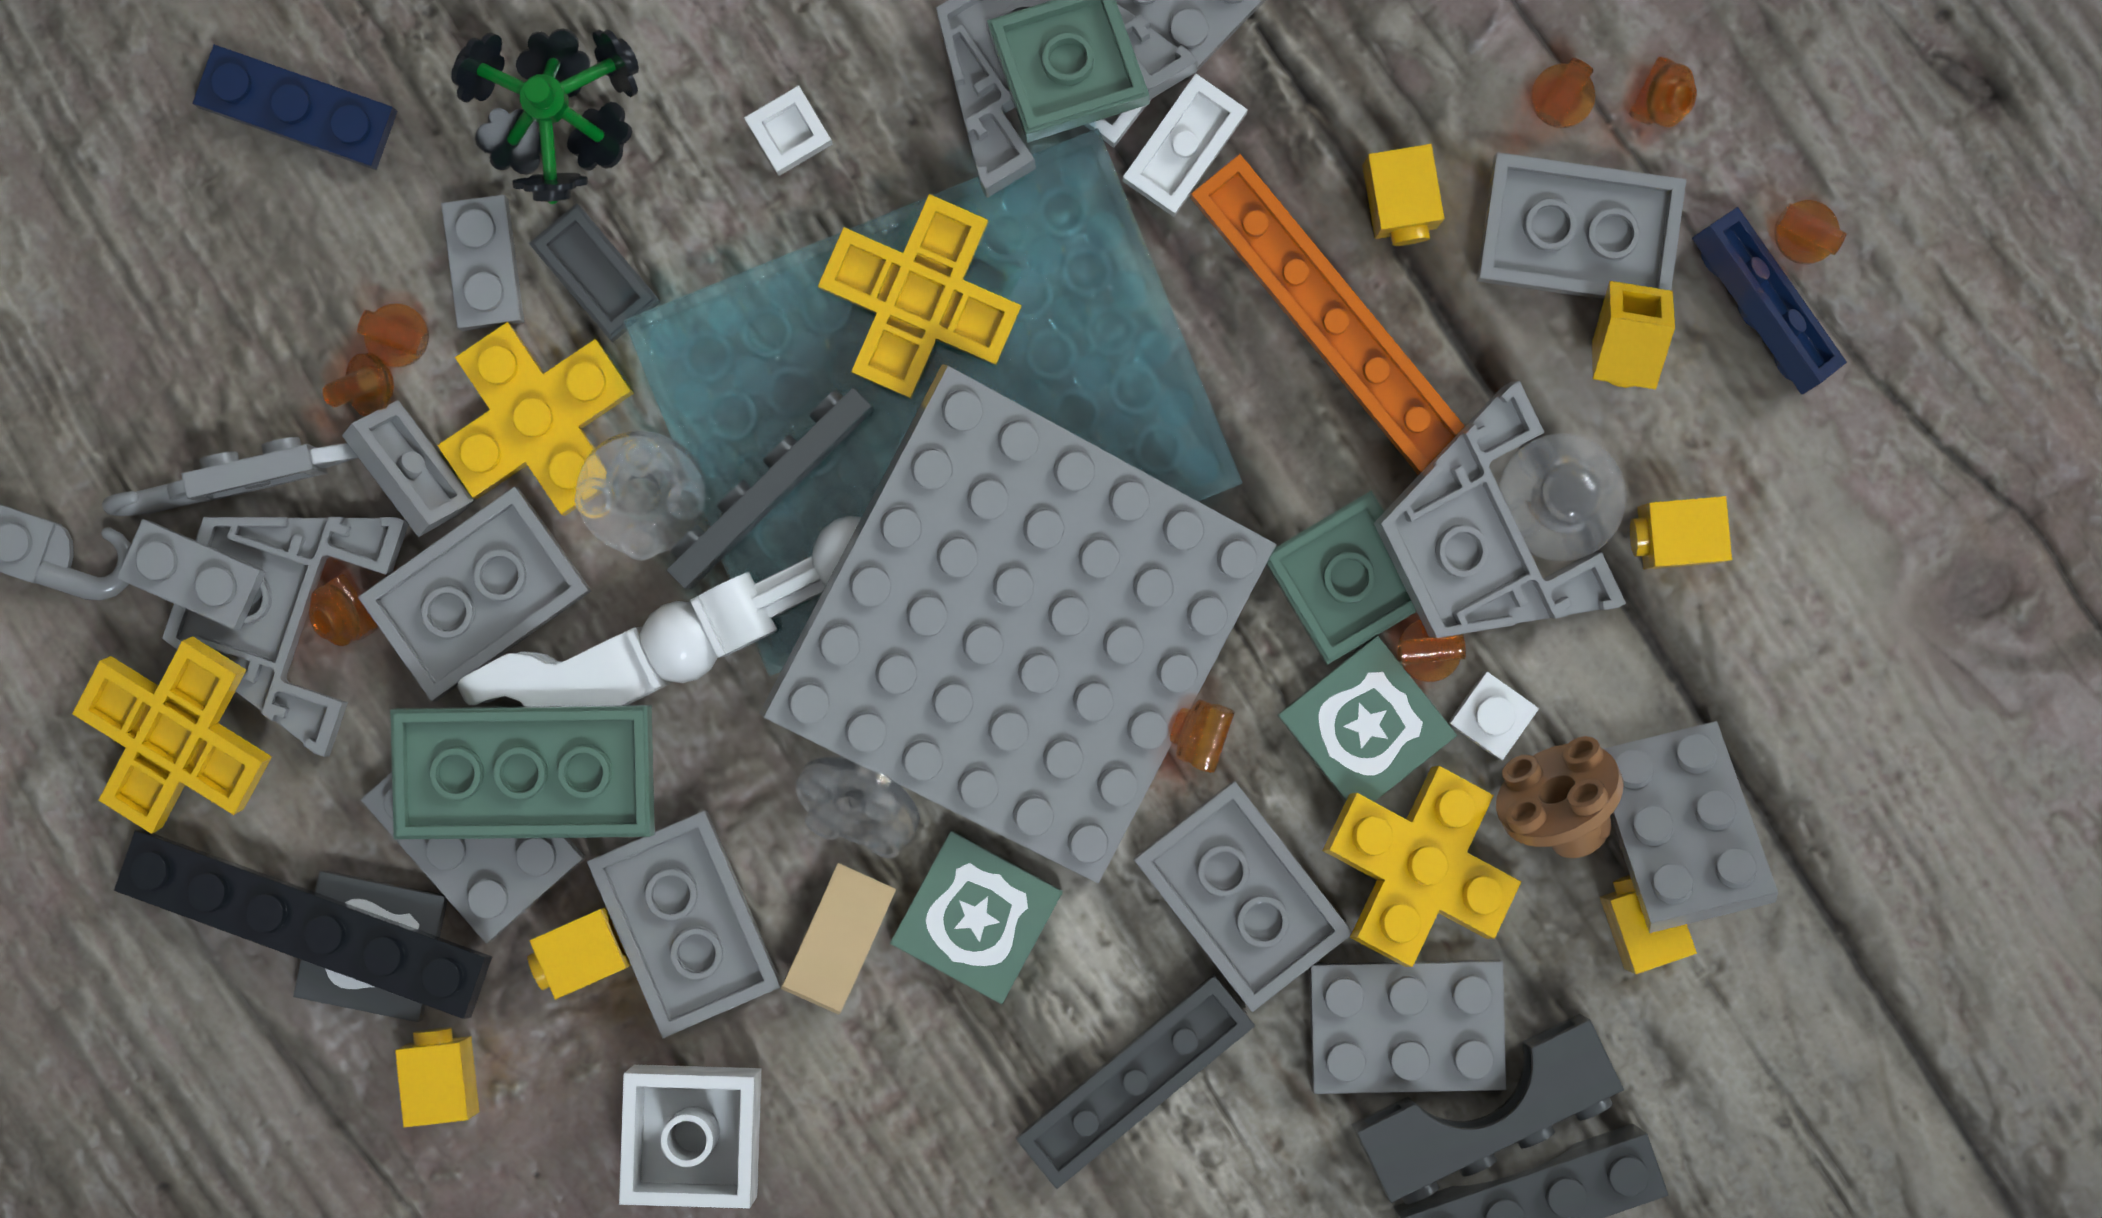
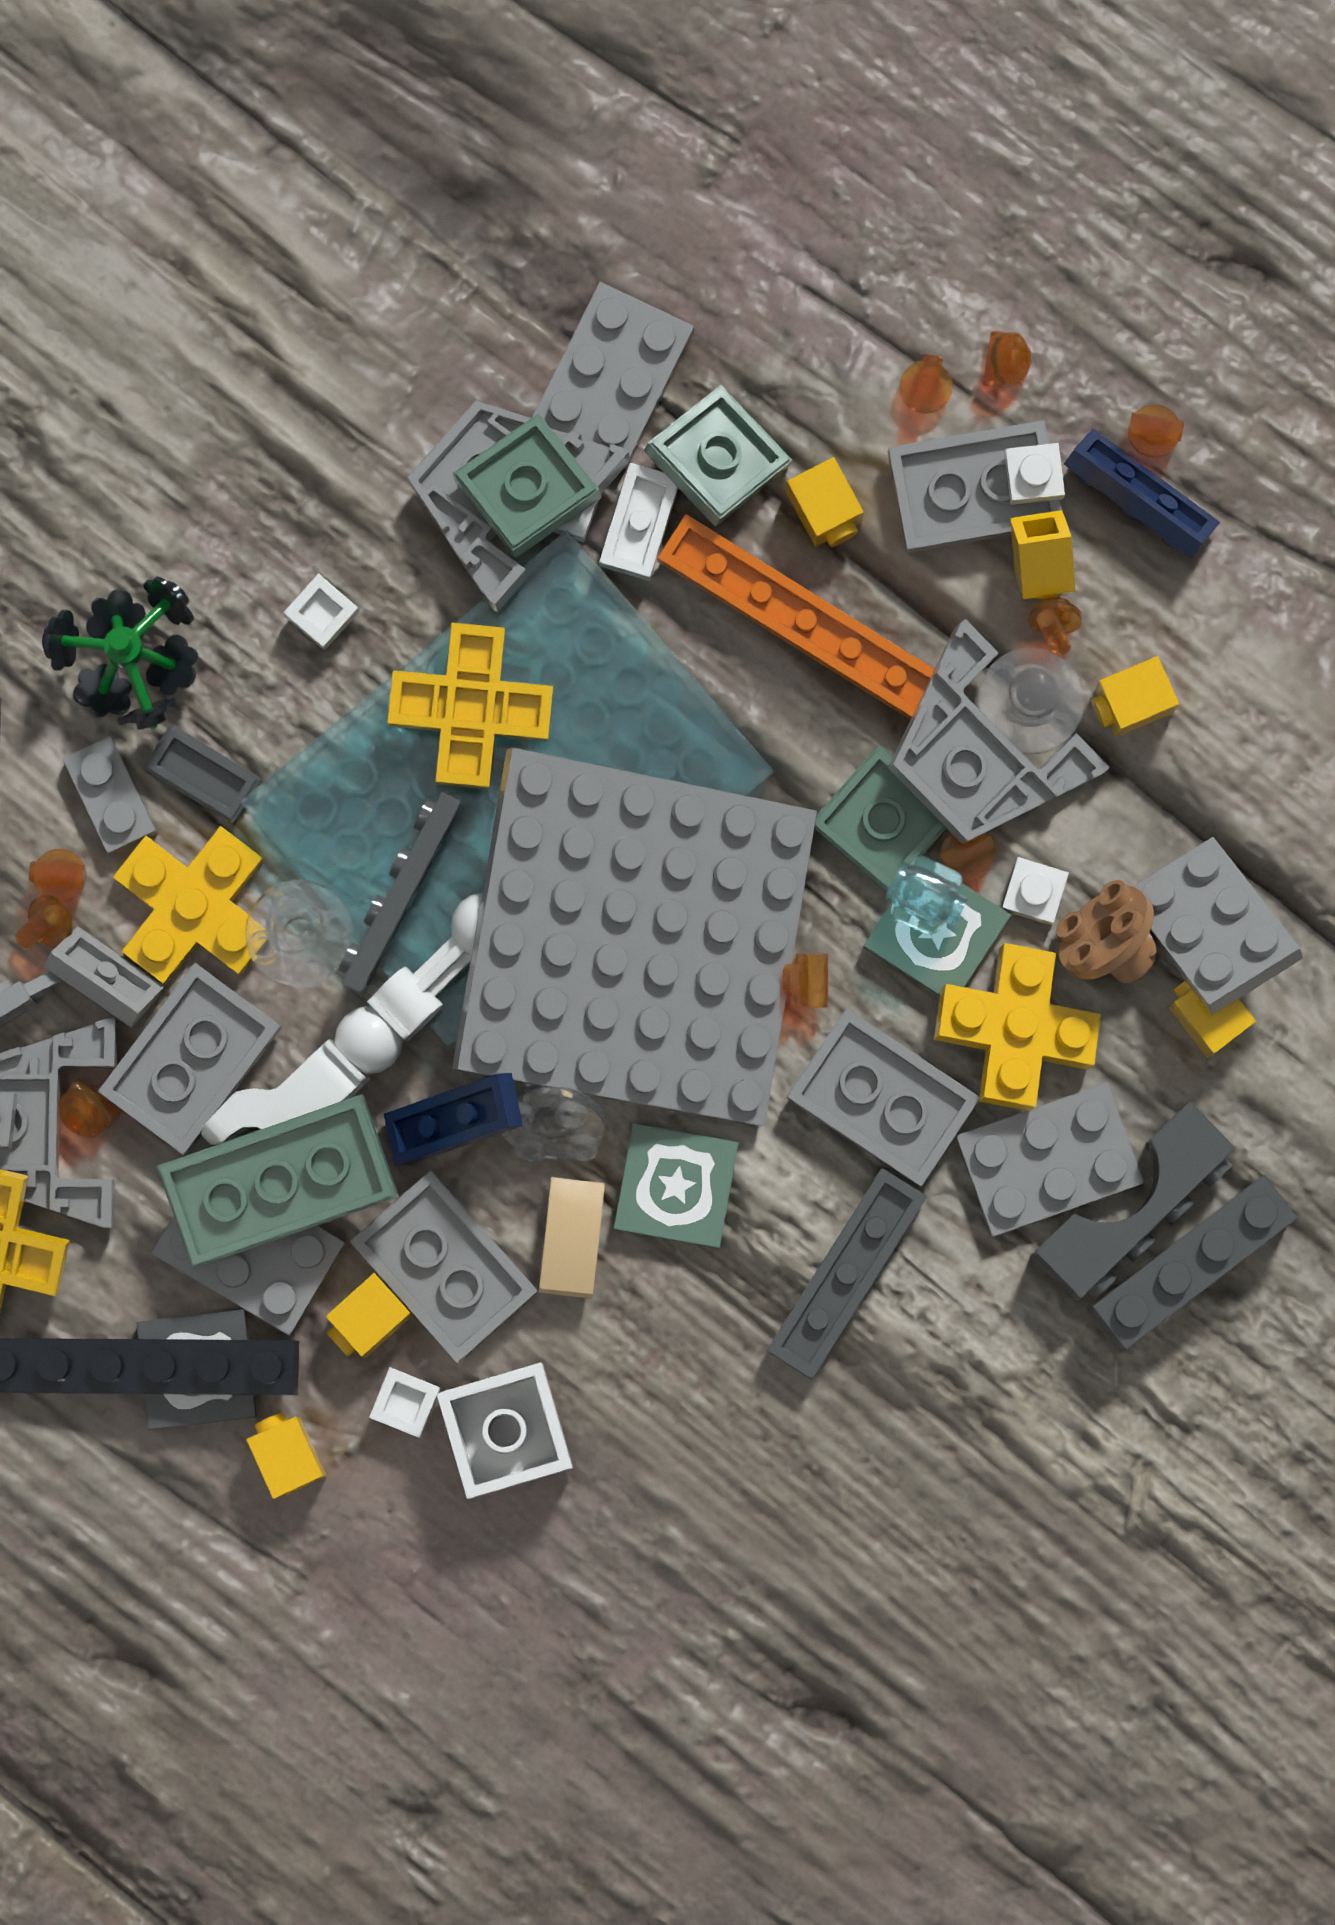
camera: 20 degrees left, 5 degrees down
(590, 1062) = (404, 1402): none -> white plate
(746, 765) = (453, 1119): none -> dark blue plate
(1298, 98) = (718, 455): none -> tile
(1368, 685) = (926, 895): none -> clear light blue head
(1620, 413) = (1055, 620): none -> clear orange plate
(1654, 238) = (1034, 473): none -> white plate

